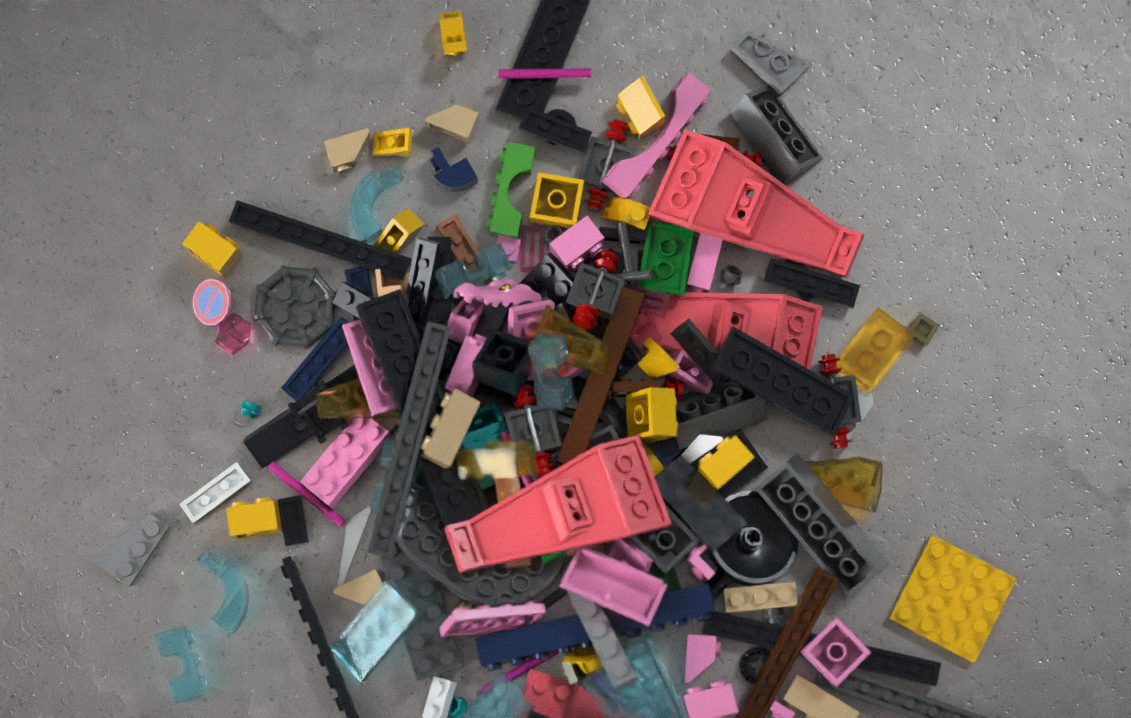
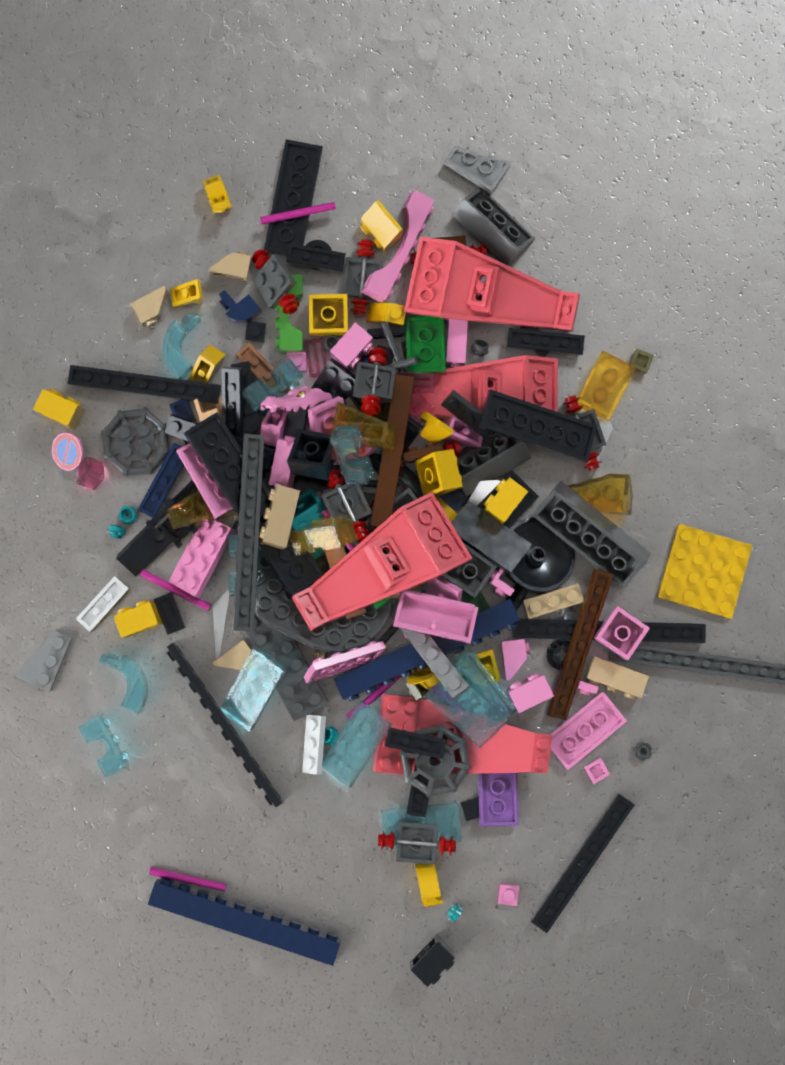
camera: 15 degrees left, 5 degrees up
(261, 392) = (122, 515): none -> teal plate
(465, 204) = (255, 332): none -> black plate
(500, 149) = (274, 281): none -> dark grey plate
(668, 657) = (488, 660): none -> yellow slope

